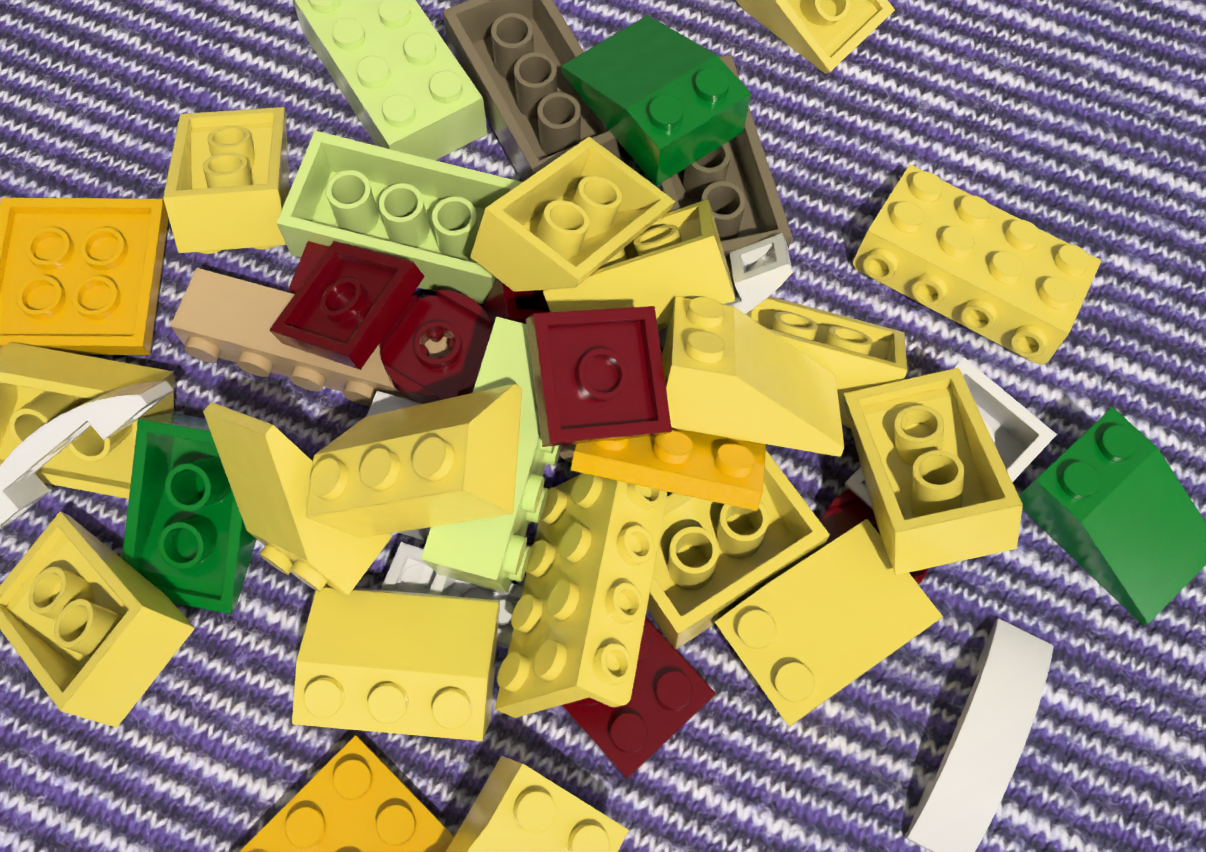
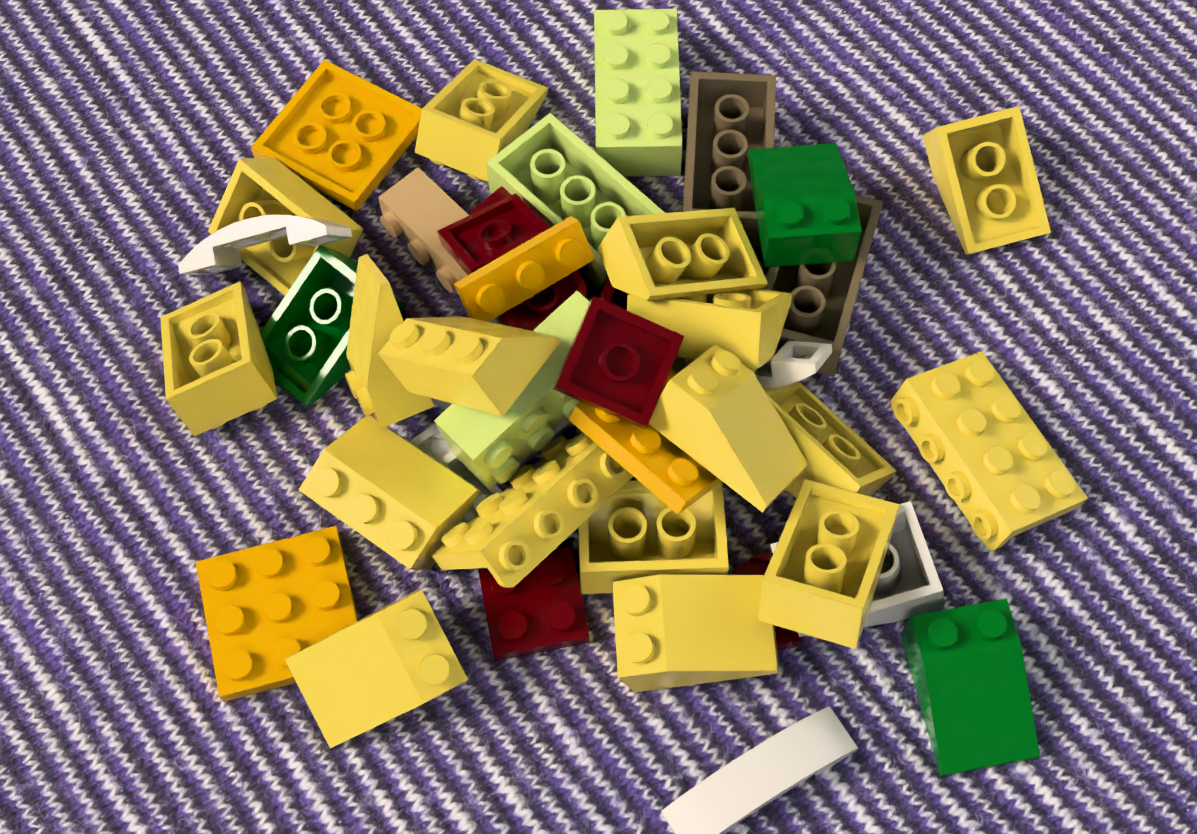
camera: 35 degrees right, 5 degrees down
(407, 325) = (525, 270): none -> yellow plate

